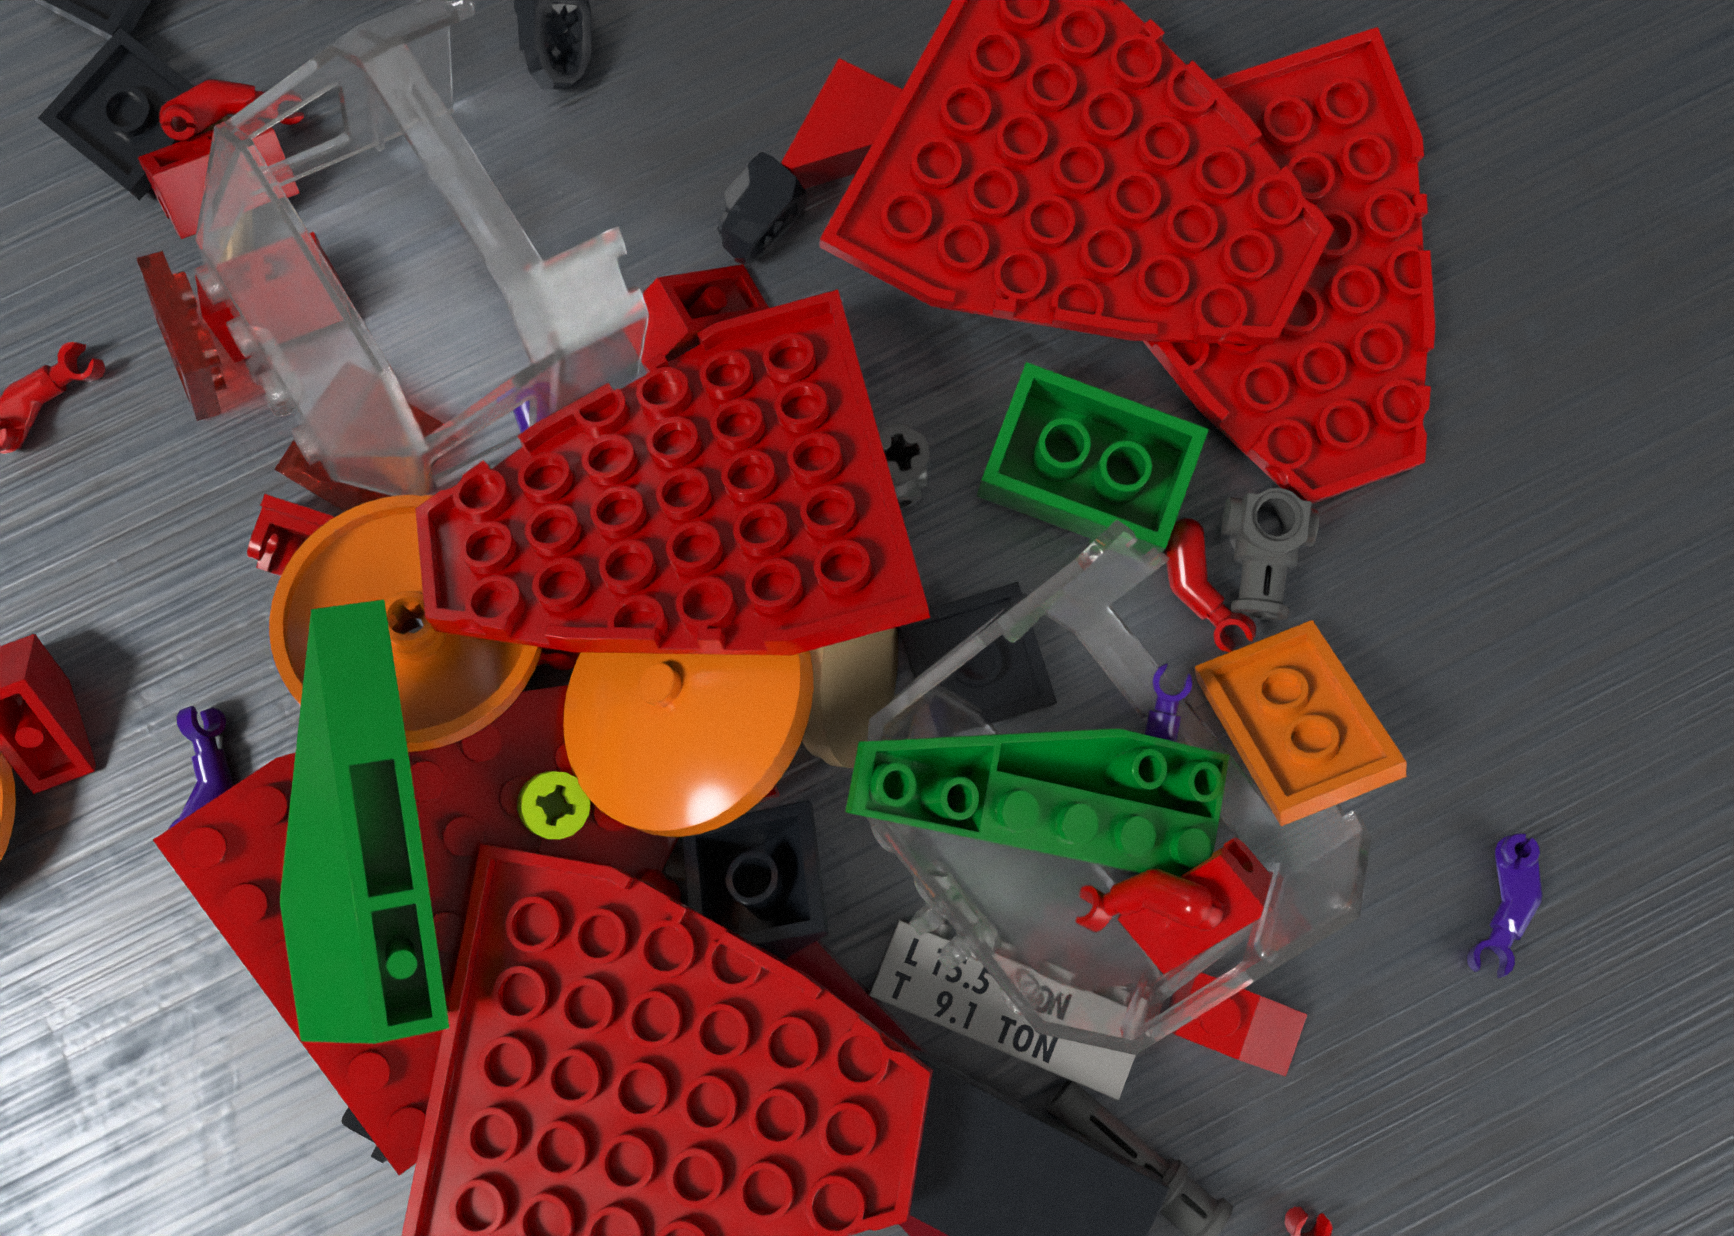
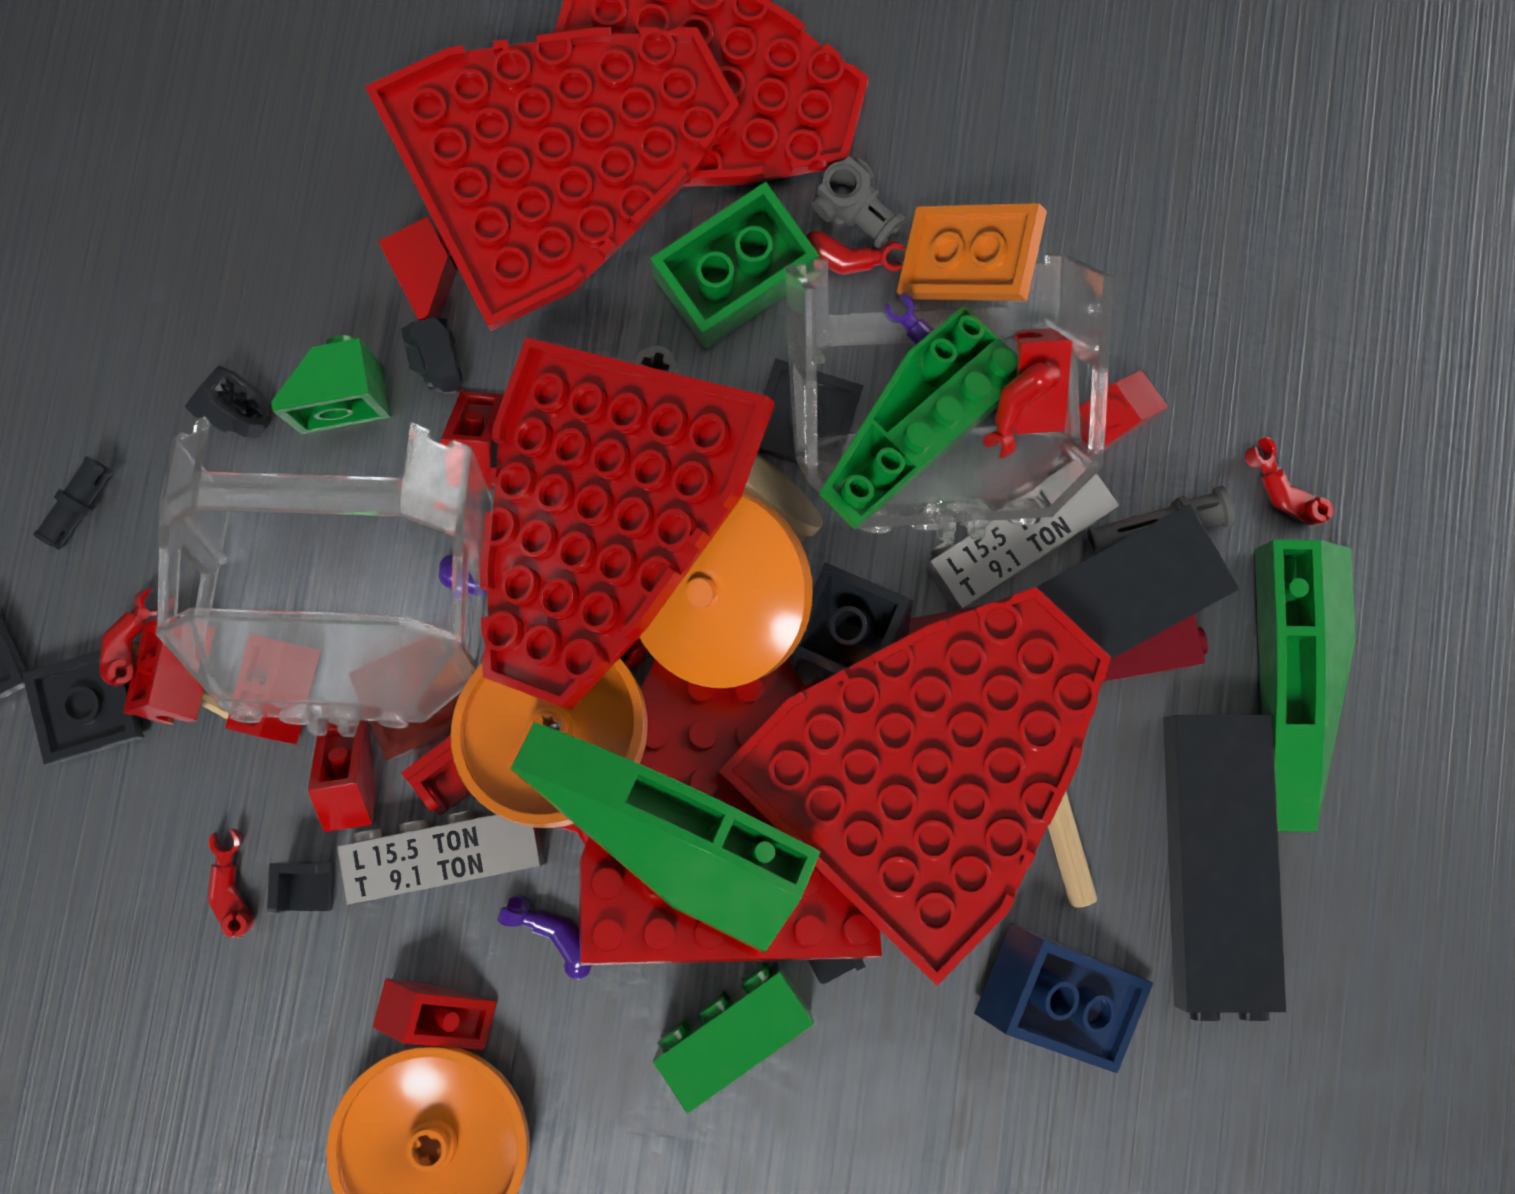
camera: 55 degrees left, 0 degrees up
(80, 472) = (300, 886): none -> black panel
(181, 328) = (252, 759): clear red plate -> none
(197, 591) = (436, 855): none -> light grey brick
(202, 1063) = (731, 1035): none -> green brick
(220, 439) = (343, 779): none -> red slope
(541, 802) = (716, 723): lime wheel -> none
(643, 126) = (334, 388): none -> green slope
(1520, 897) = (1156, 204): dark purple arm -> none

